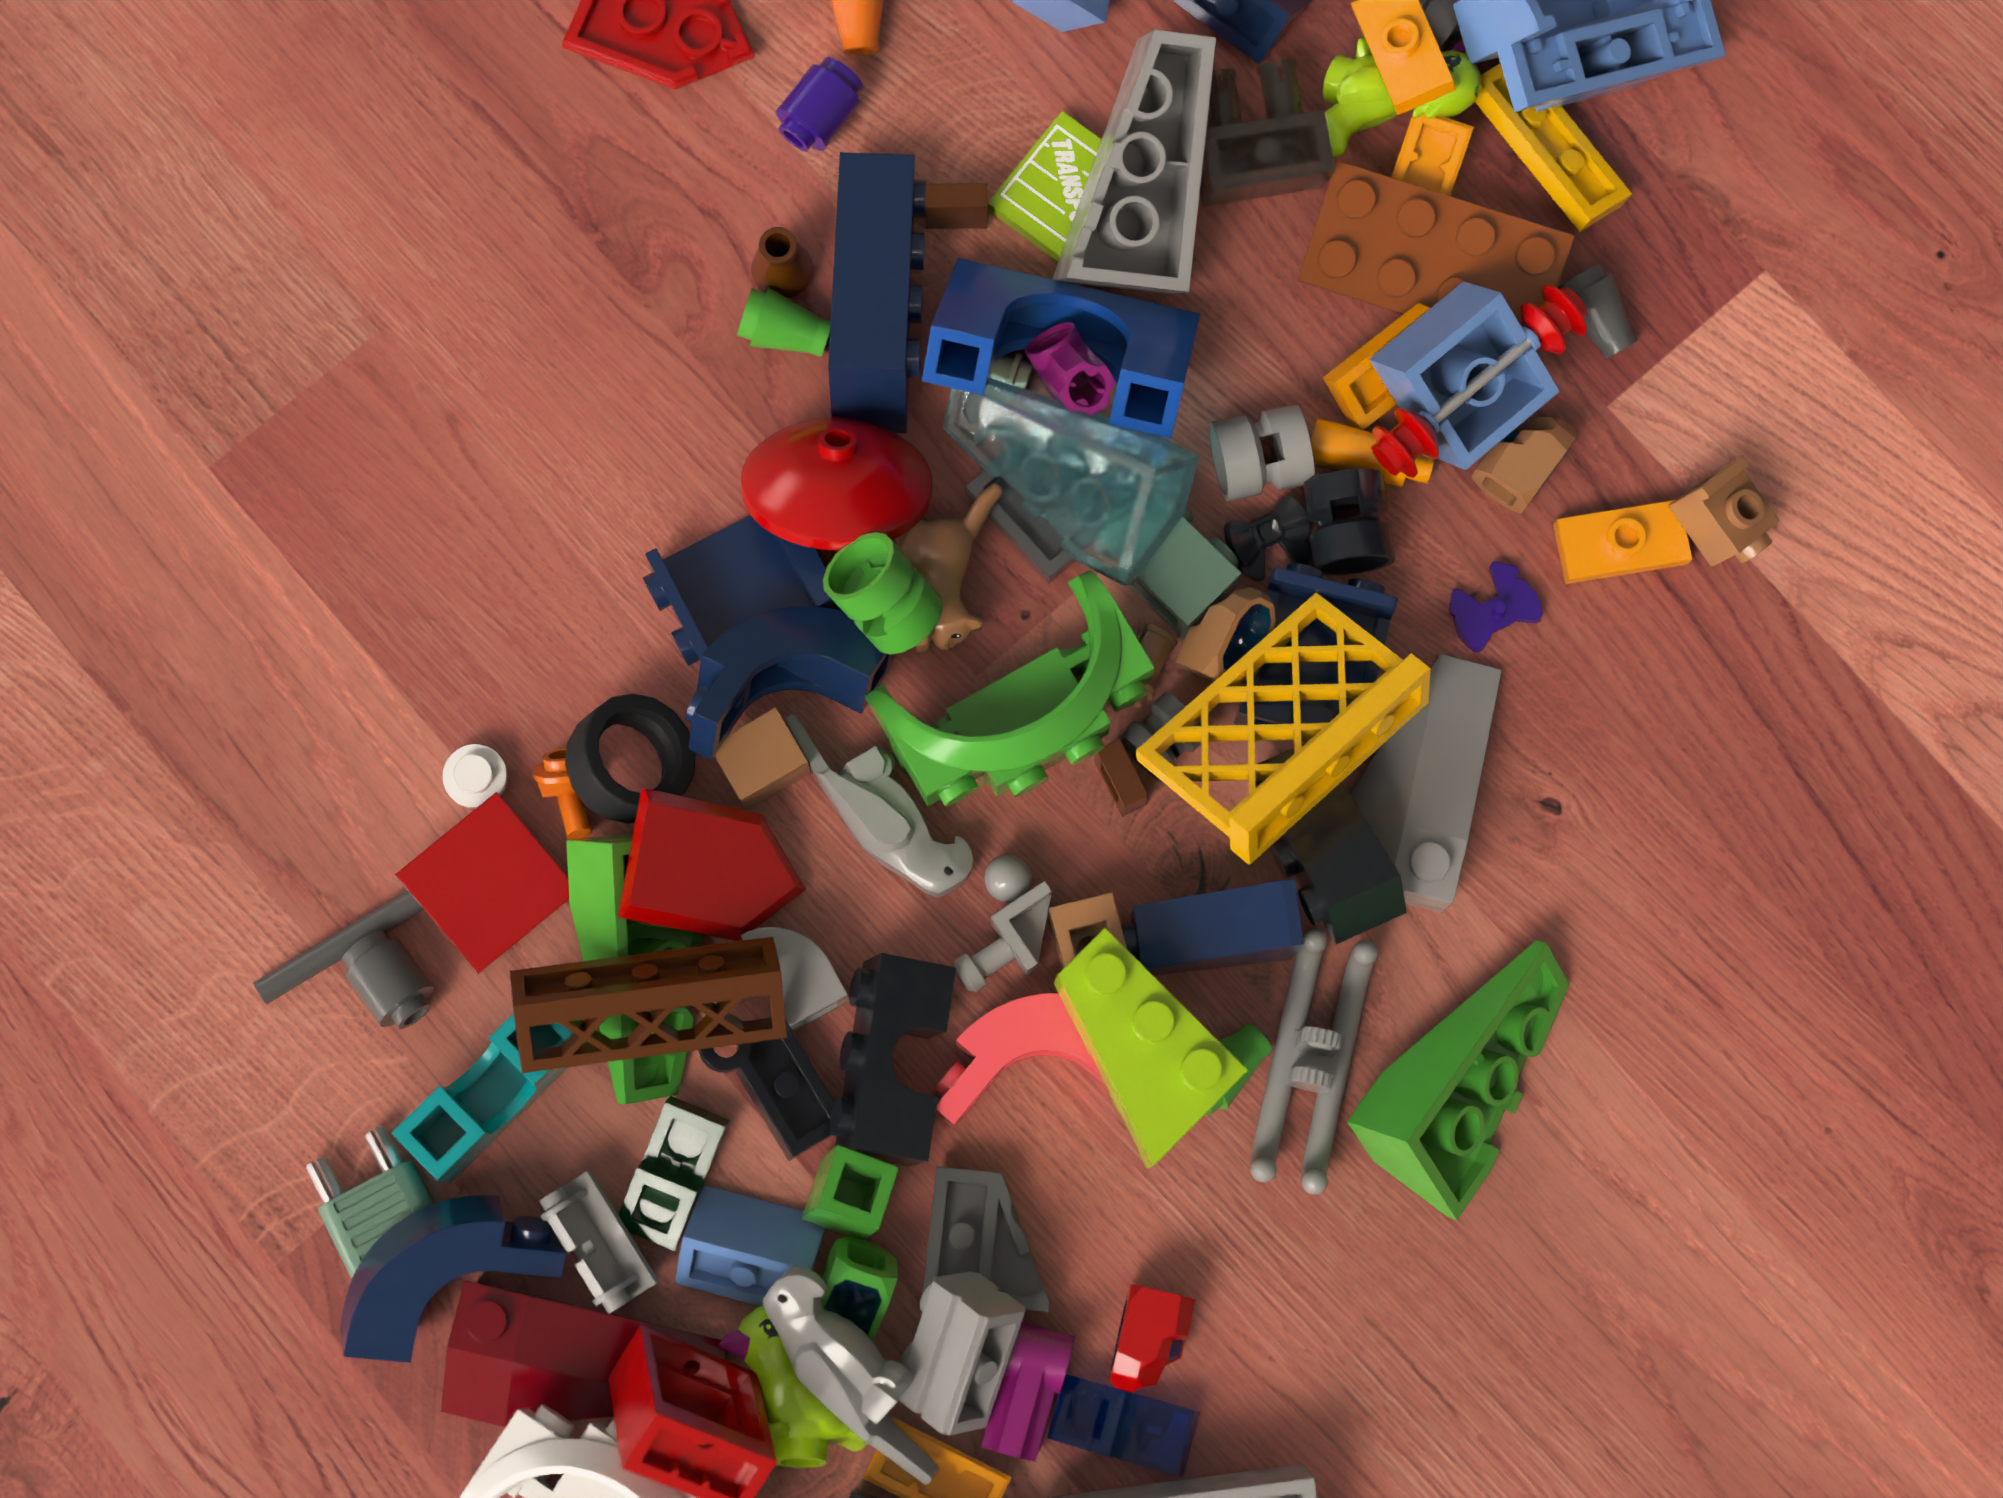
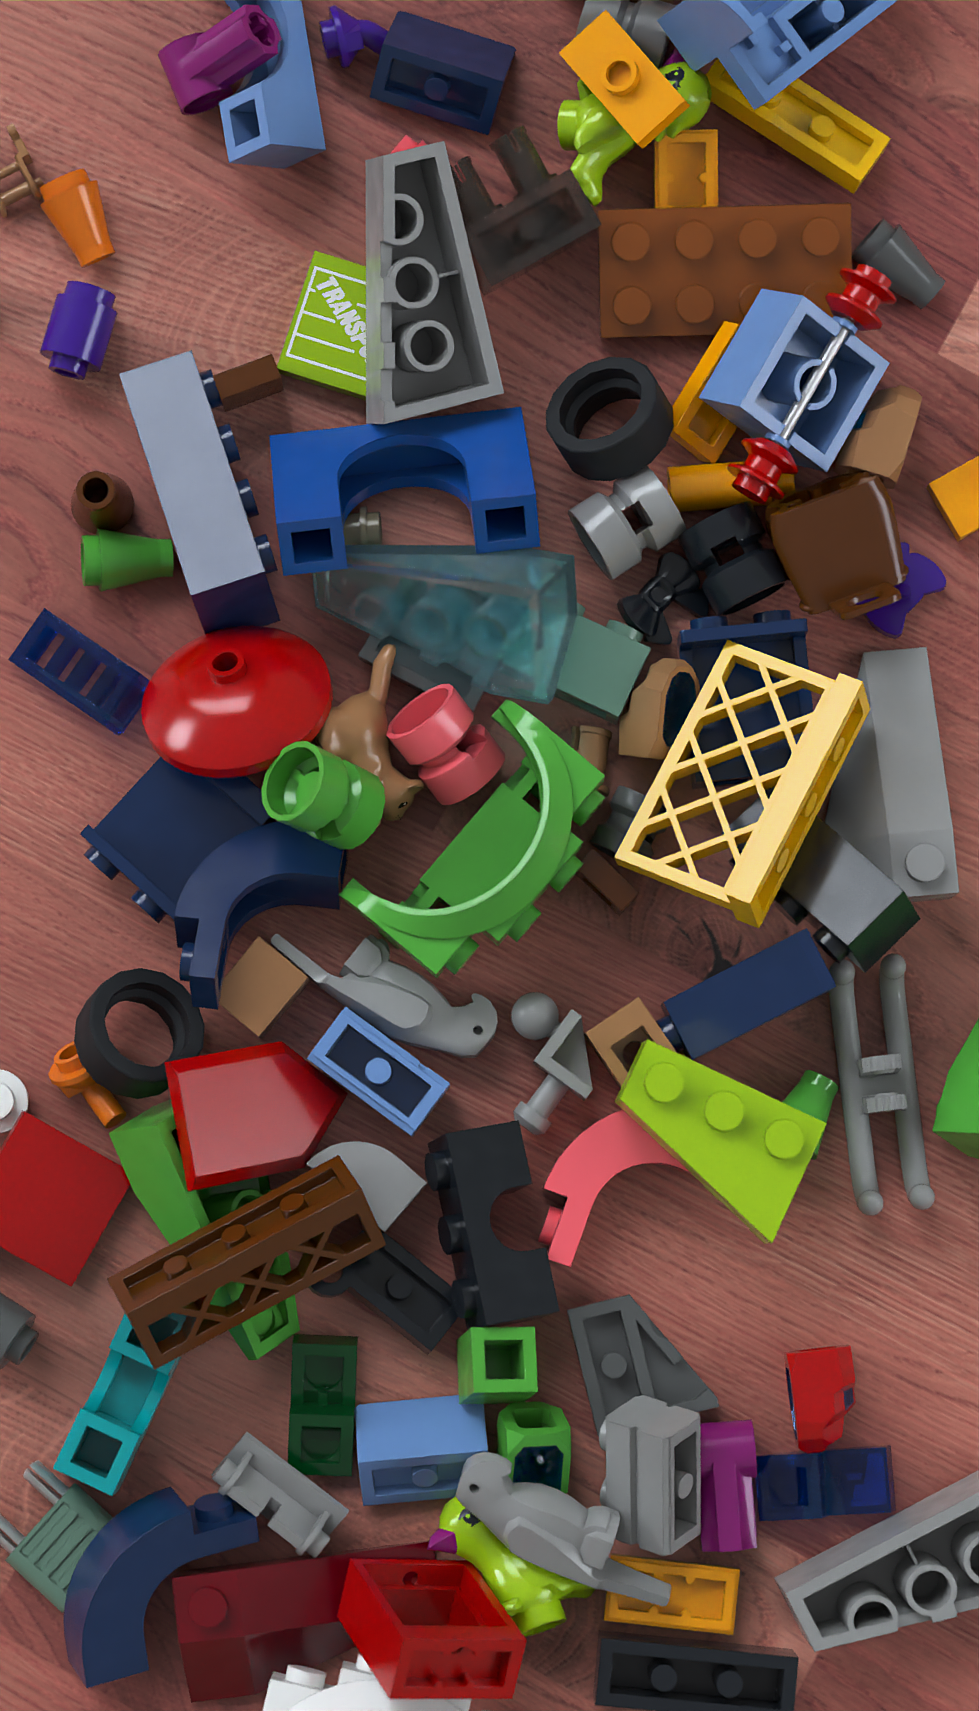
camera: 20 degrees left, 5 degrees up
(726, 445) = (129, 683): none -> clear blue slope
(841, 875) = (378, 1071): none -> medium blue brick
(1016, 592) = (451, 752): none -> coral wheel
(1070, 369) = (419, 510): magenta piece -> none
(1282, 380) = (629, 446): none -> black tyre
(1453, 540) = (839, 544): none -> reddish brown piece

